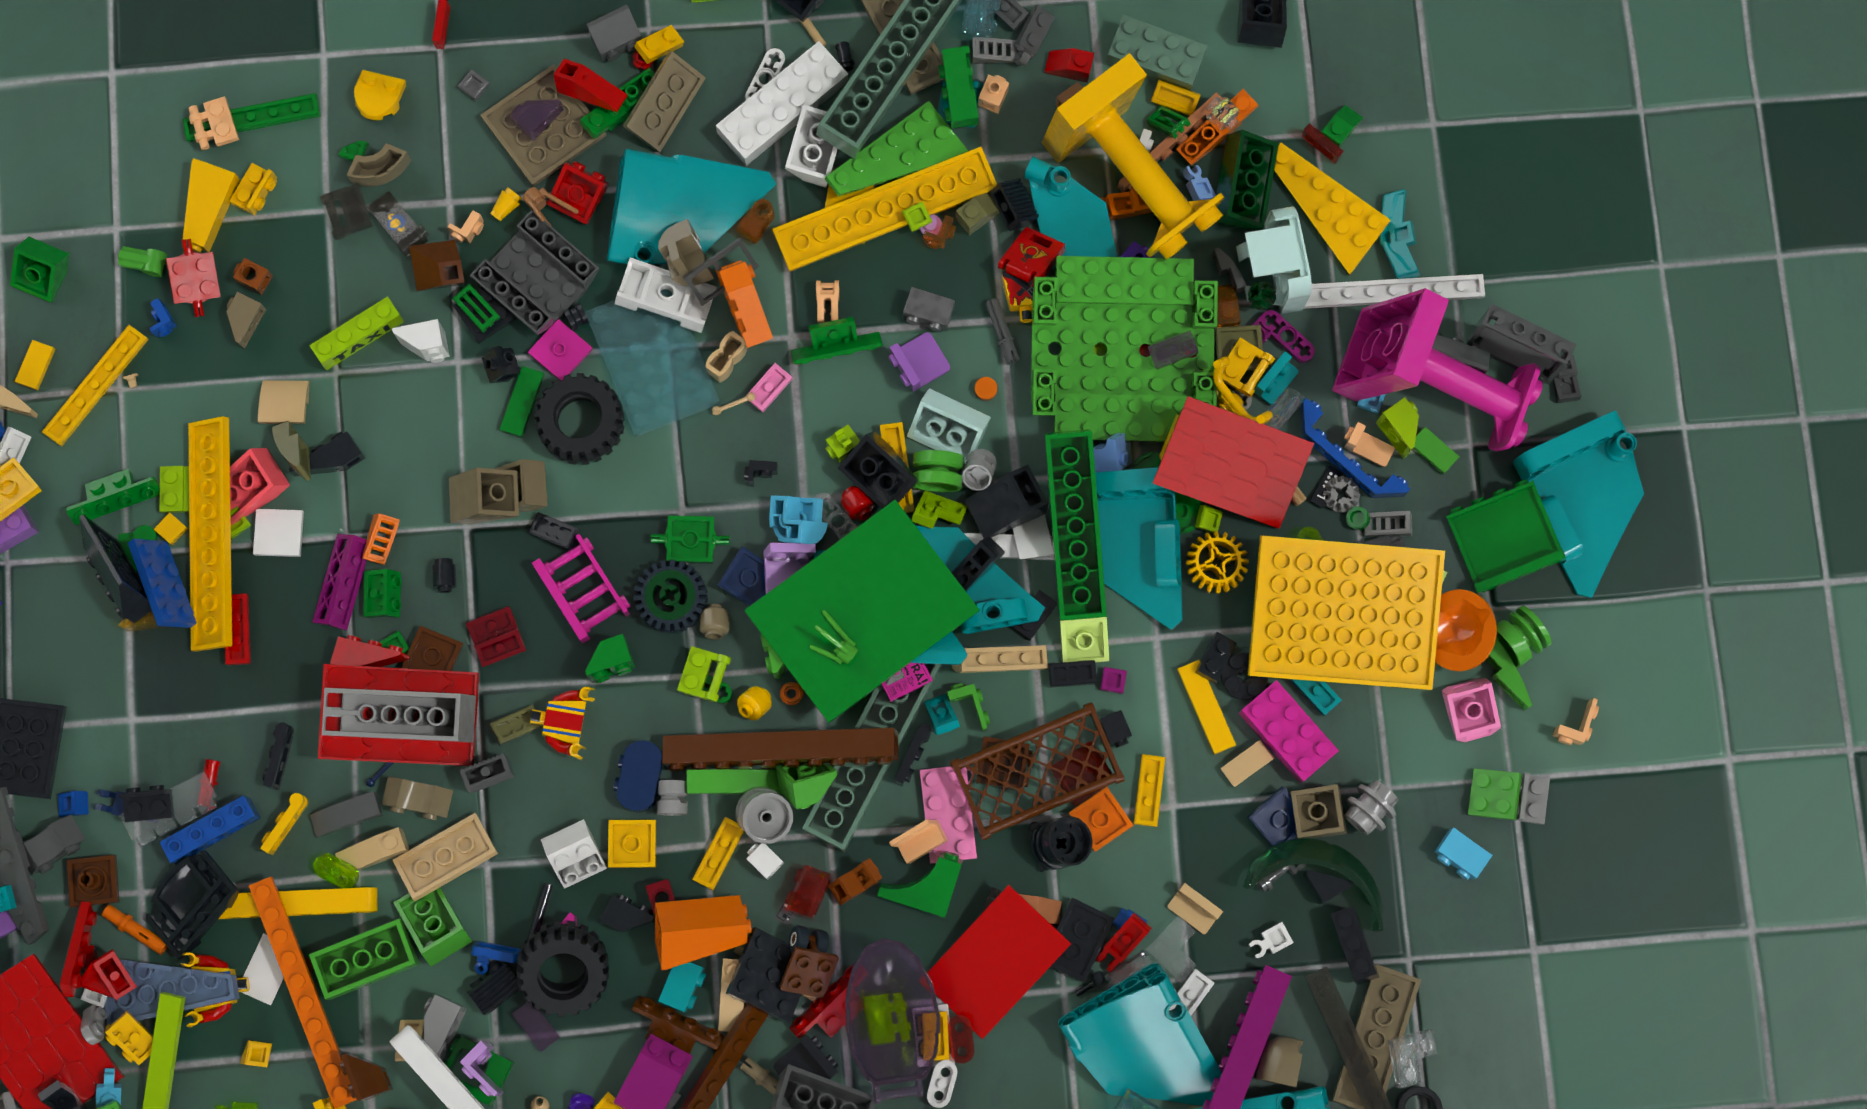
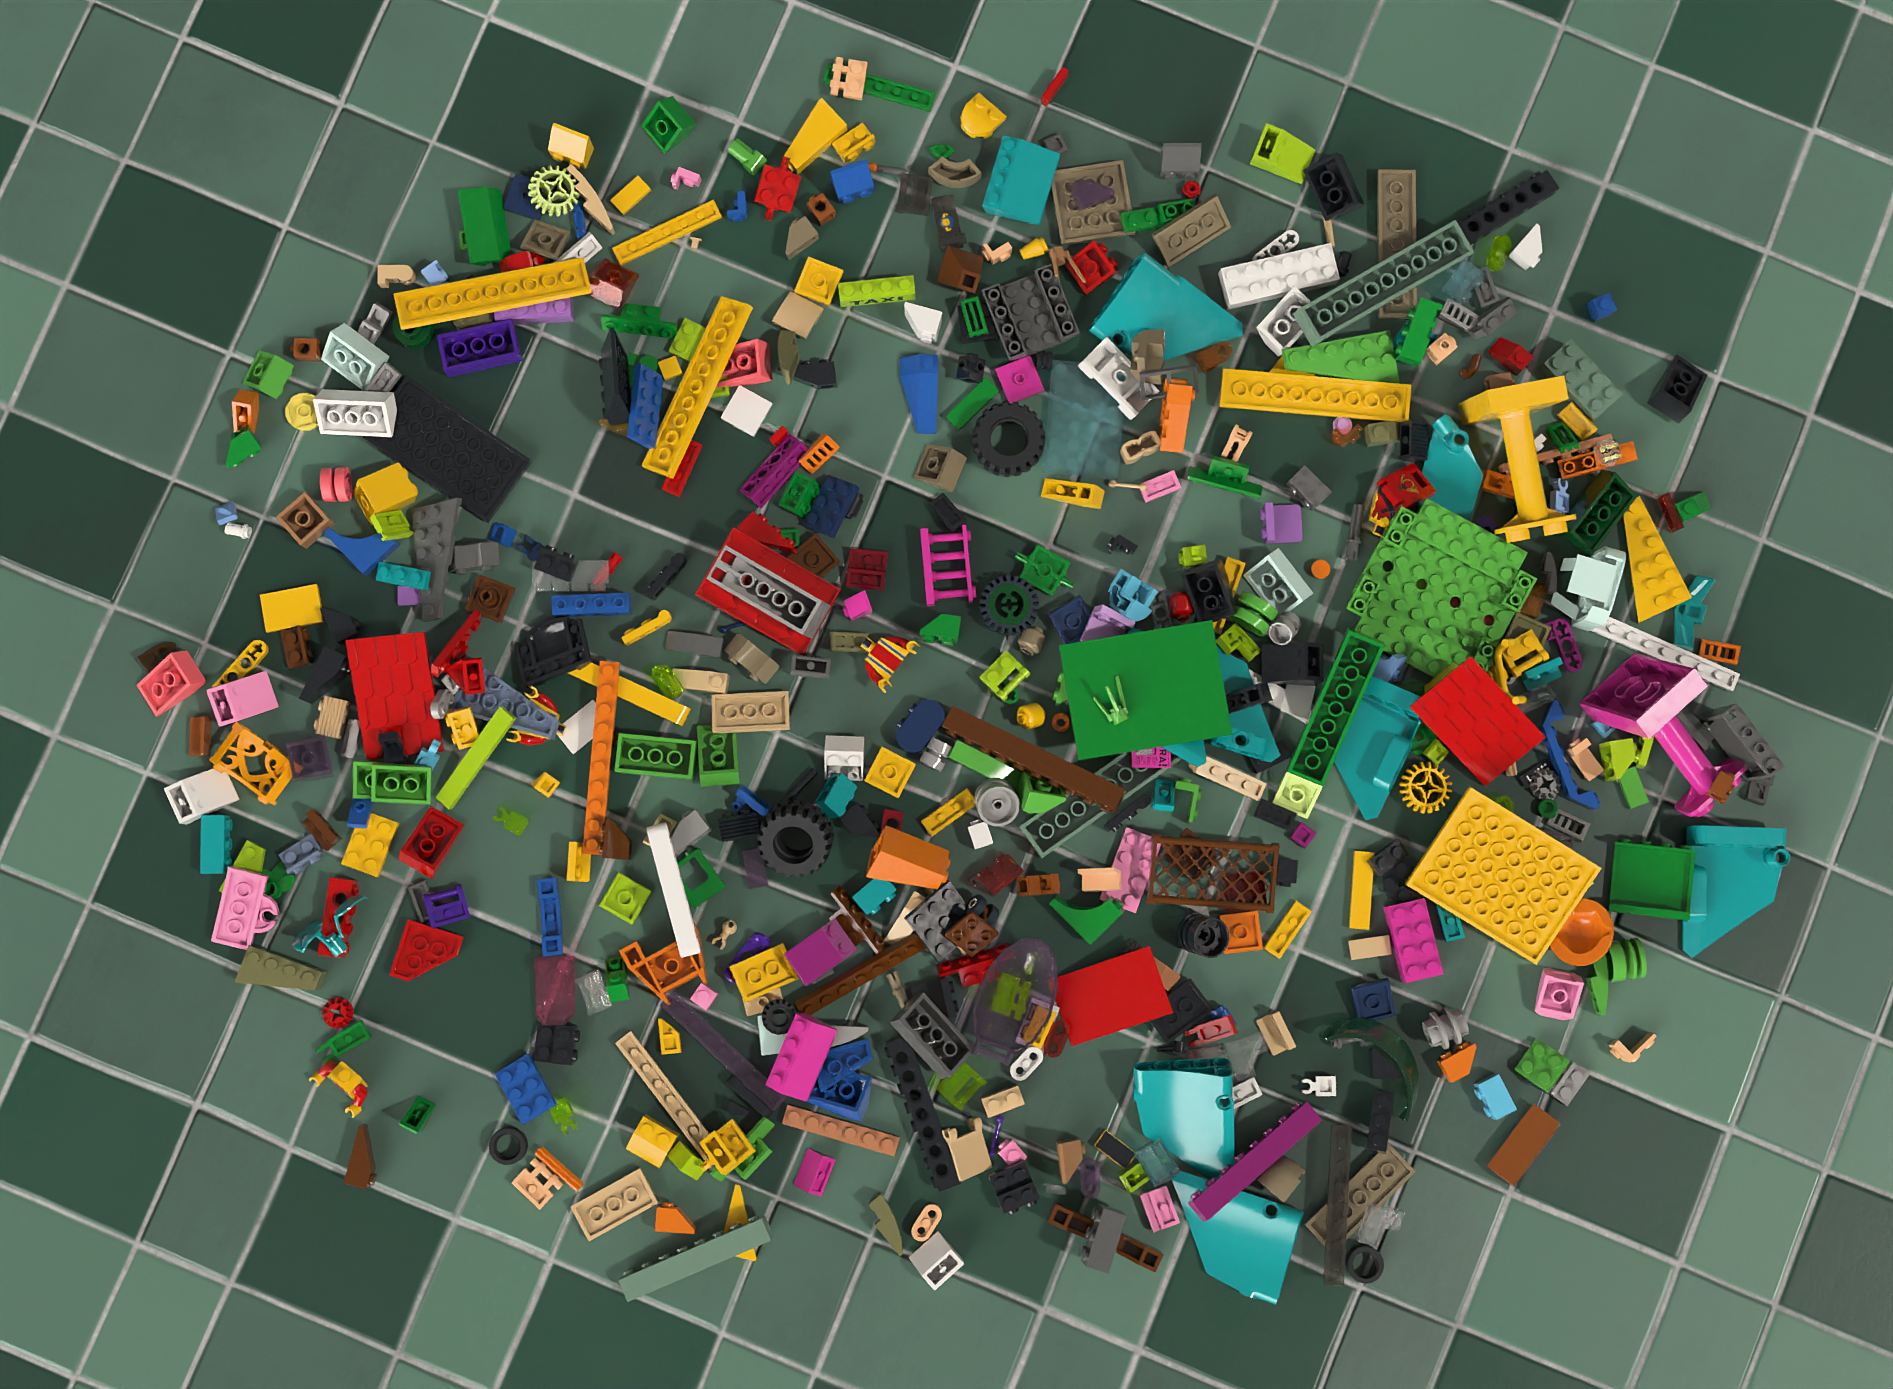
camera: 25 degrees right, 5 degrees up
(60, 470) = (612, 283): none -> clear red slope
(87, 314) = (689, 178): none -> bright pink bracket
(133, 928) = (499, 642): orange pin -> none
(271, 230) = (852, 181): none -> blue slope
(288, 354) = (818, 281): none -> yellow plate
(301, 200) = (887, 169): none -> dark grey piece
(327, 542) = (779, 436): none -> red tile
(422, 588) = (831, 506): none -> dark blue plate
(454, 140) = (1020, 181): none -> teal slope
(454, 408) = (920, 383): none -> blue wedge
(480, 1055) = (704, 870): lavender bracket -> none
(483, 496) = (909, 461): dark tan slope -> none
(505, 681) = (857, 606): none -> dark pink slope
(584, 899) = (835, 795): none -> teal brick
(585, 85) = (1139, 189): red slope -> none
(659, 44) = (1209, 184): yellow plate -> none
(679, 441) = (1073, 493): none -> yellow slope
(917, 216) = (1336, 414): lime tile -> none
(1037, 97) = (1472, 369): none -> reddish brown arm
(1173, 350) = (1476, 613): plate -> none
(1262, 295) = (1564, 605): dark green gear -> none
(1319, 812) = (1404, 1011): dark tan slope -> none
(1405, 838) = (1458, 1063): none -> orange slope
(1425, 409) = (1643, 753): none -> lime plate
(1447, 254) = (1736, 650): none -> orange slope
(1520, 890) = (1523, 1145): none -> dark orange brick
(1524, 400) = (1721, 786): none -> dark orange brick

